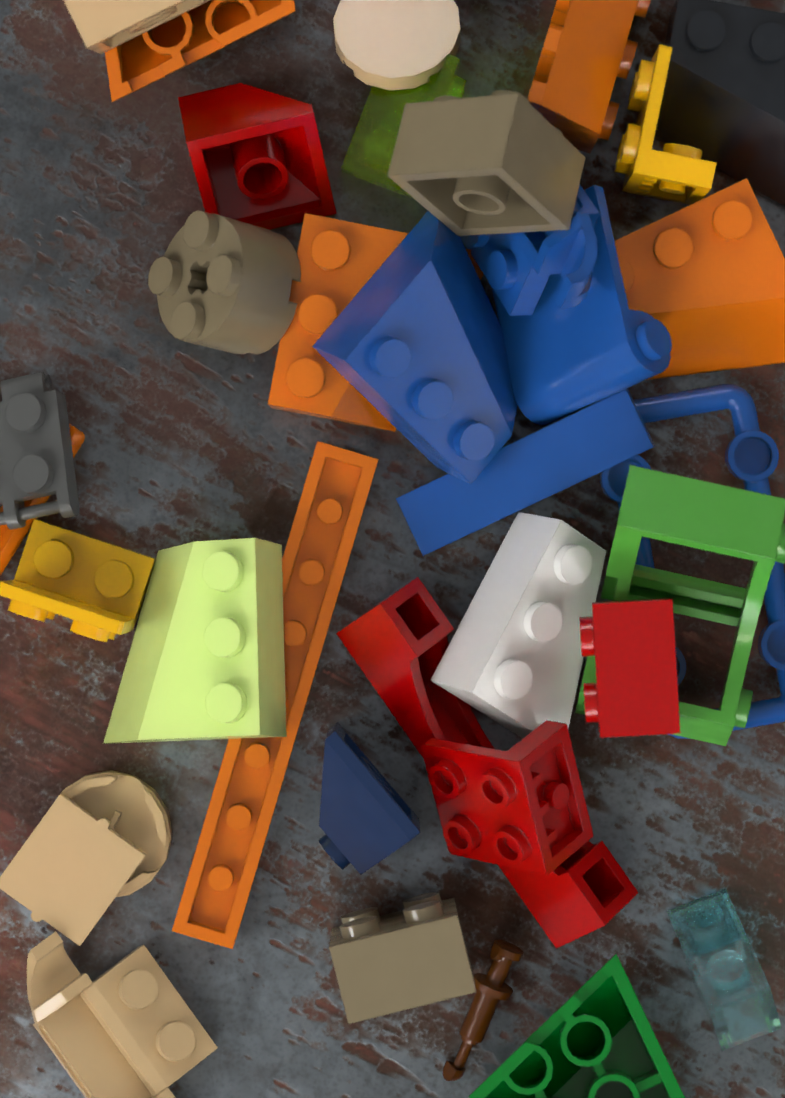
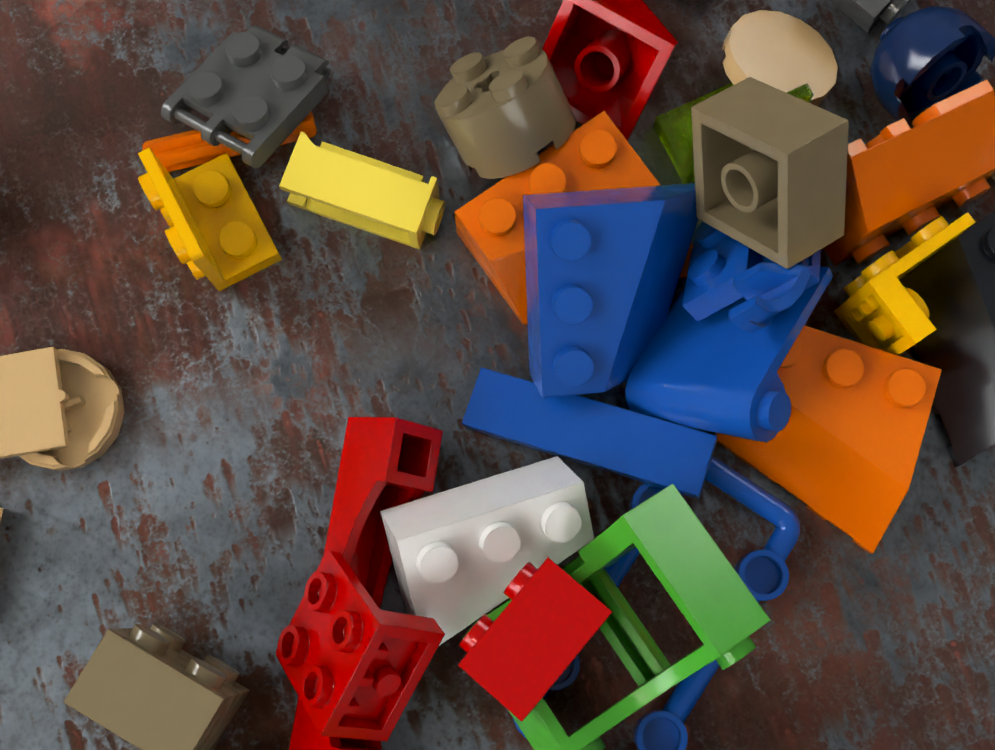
camera: 45 degrees right, 10 degrees down
(173, 449) = (362, 192): none -> light yellow window
(207, 647) = (254, 344): yellowish green wedge -> none
(256, 767) = (261, 424): orange plate -> none
(359, 807) = (245, 549): dark blue slope -> none

